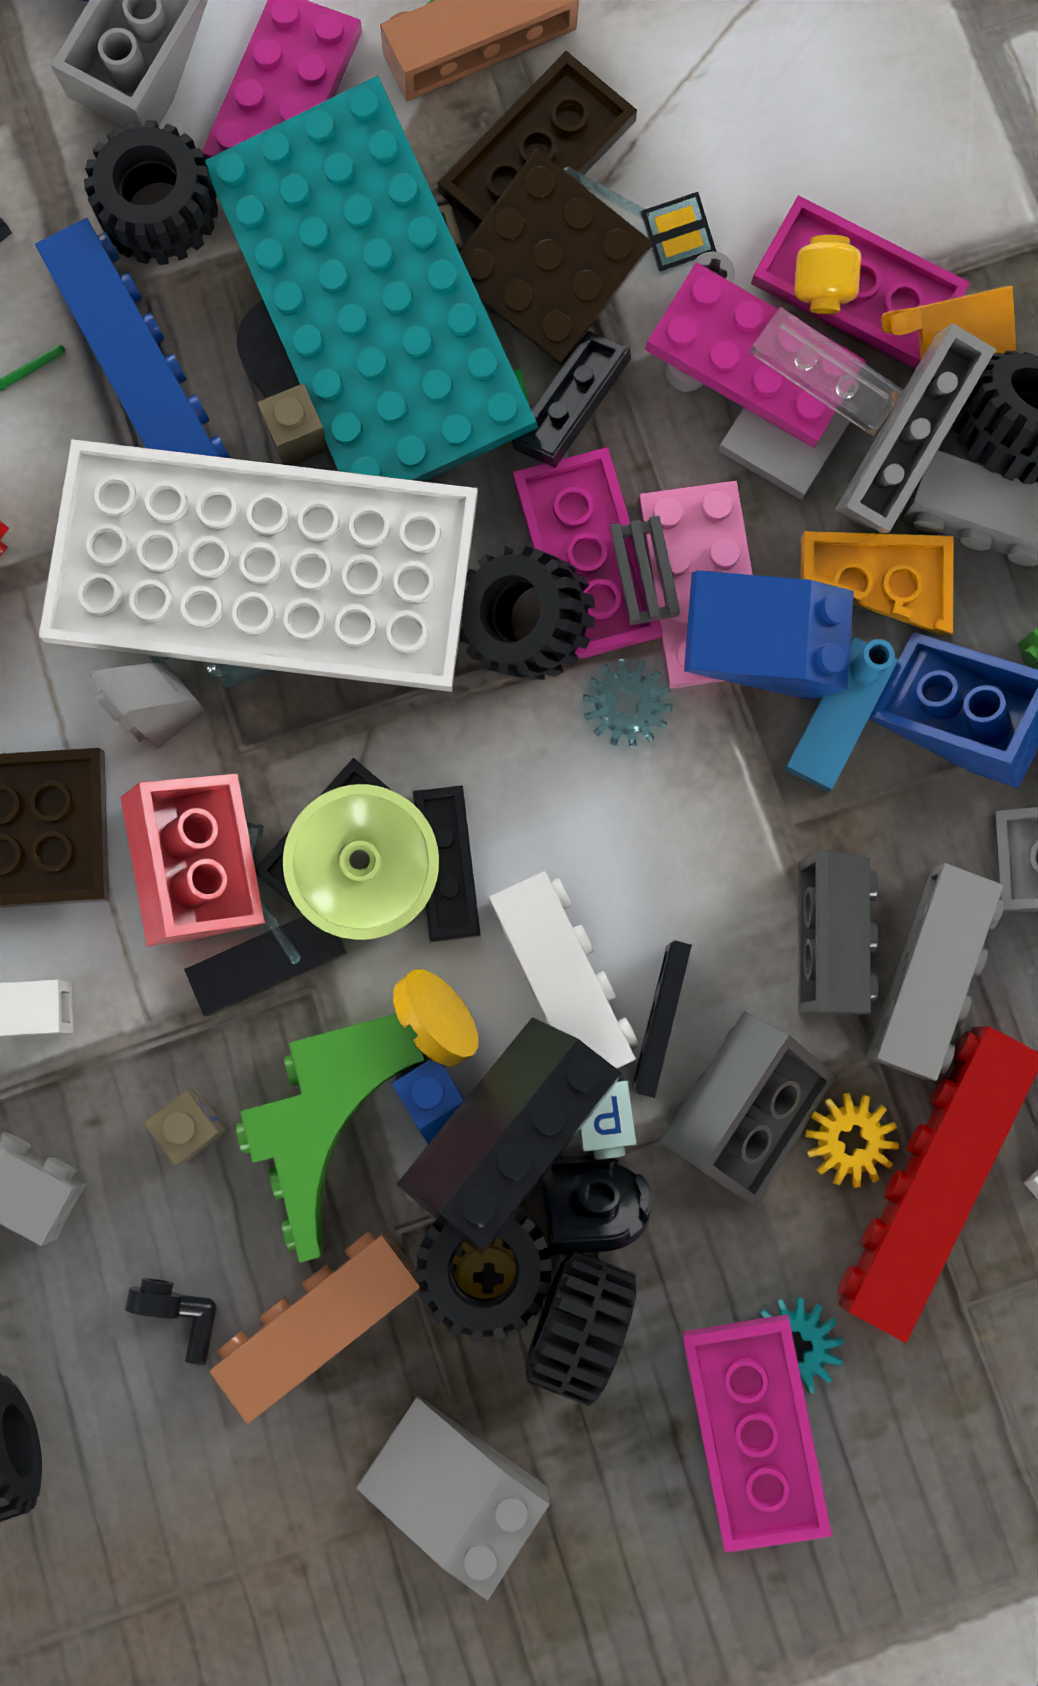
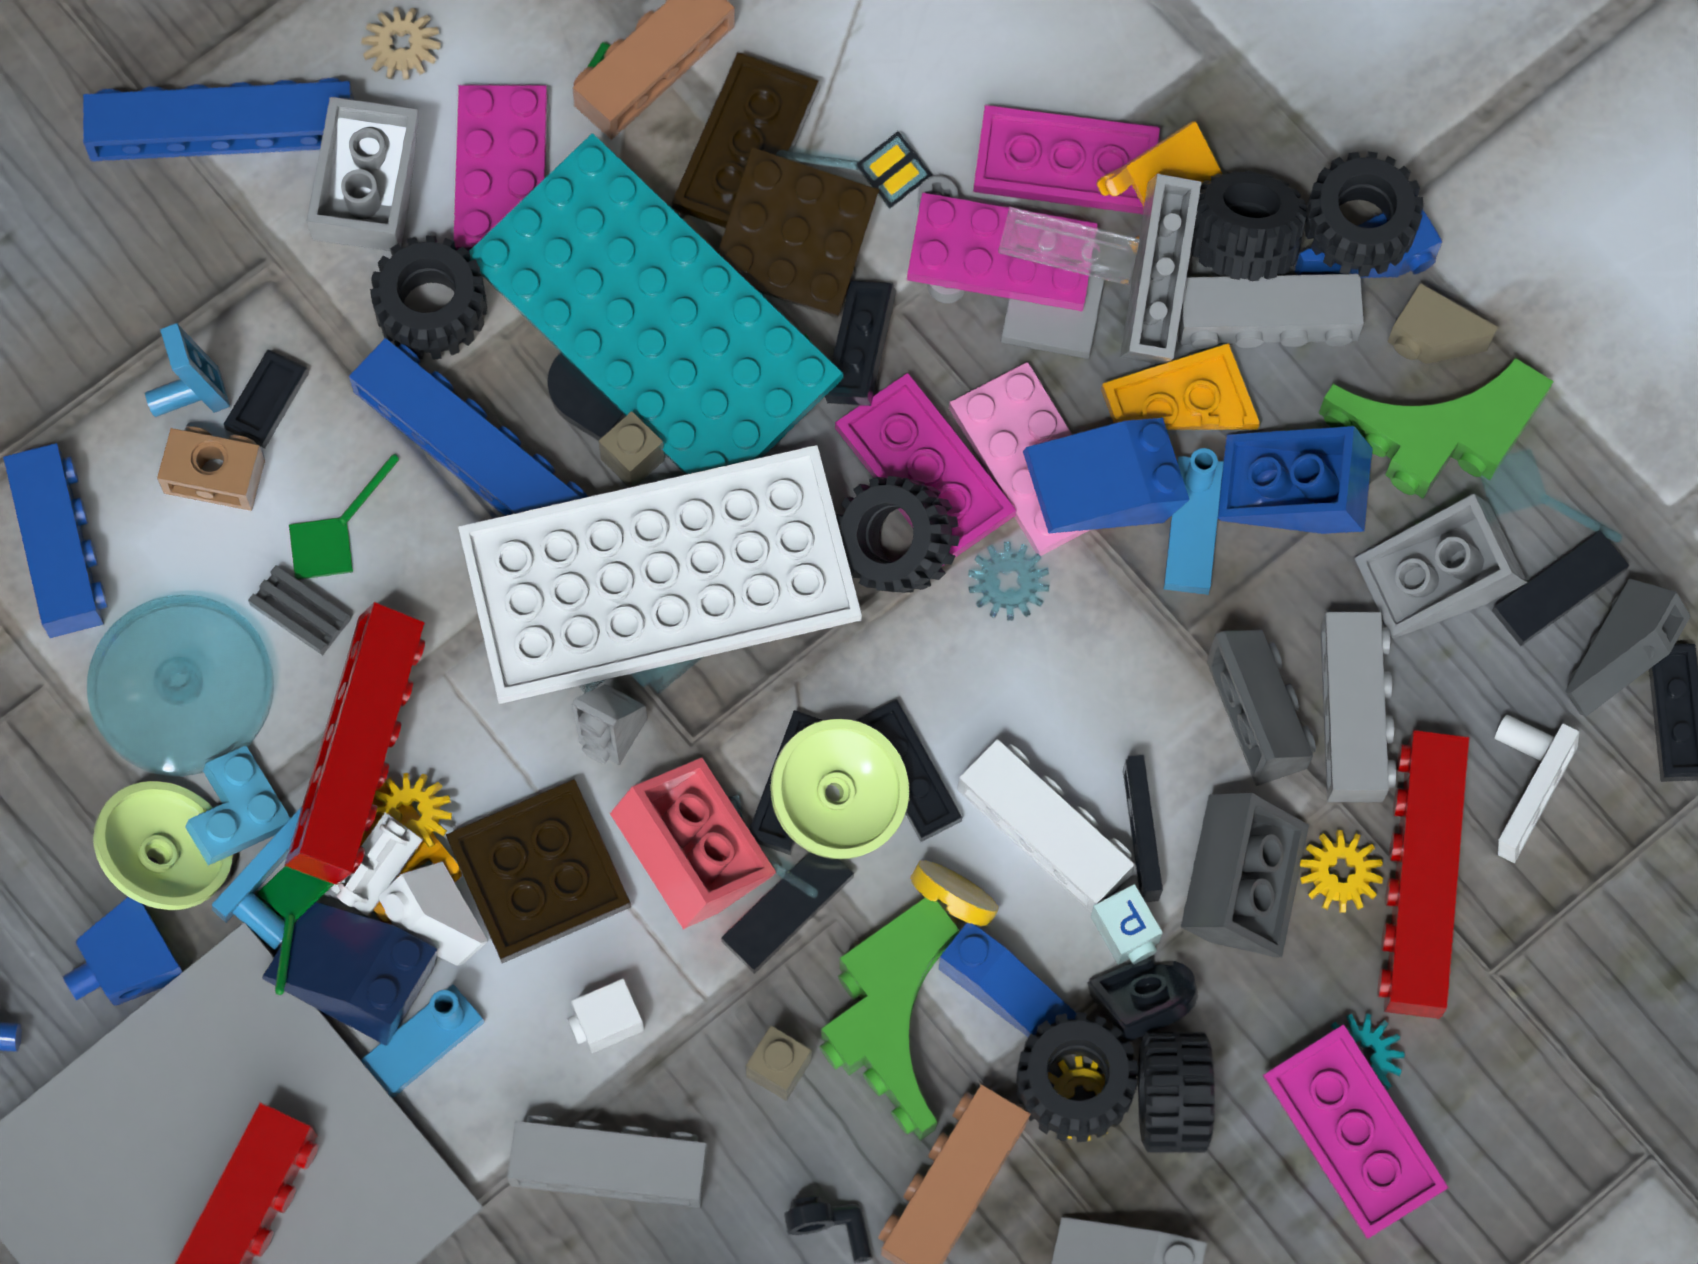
camera: 20 degrees left, 10 degrees down
(509, 1132) = (1056, 951): black slope -> none
(636, 530) = (961, 433): dark grey tile -> none
(827, 273) = (1037, 164): yellow head -> none

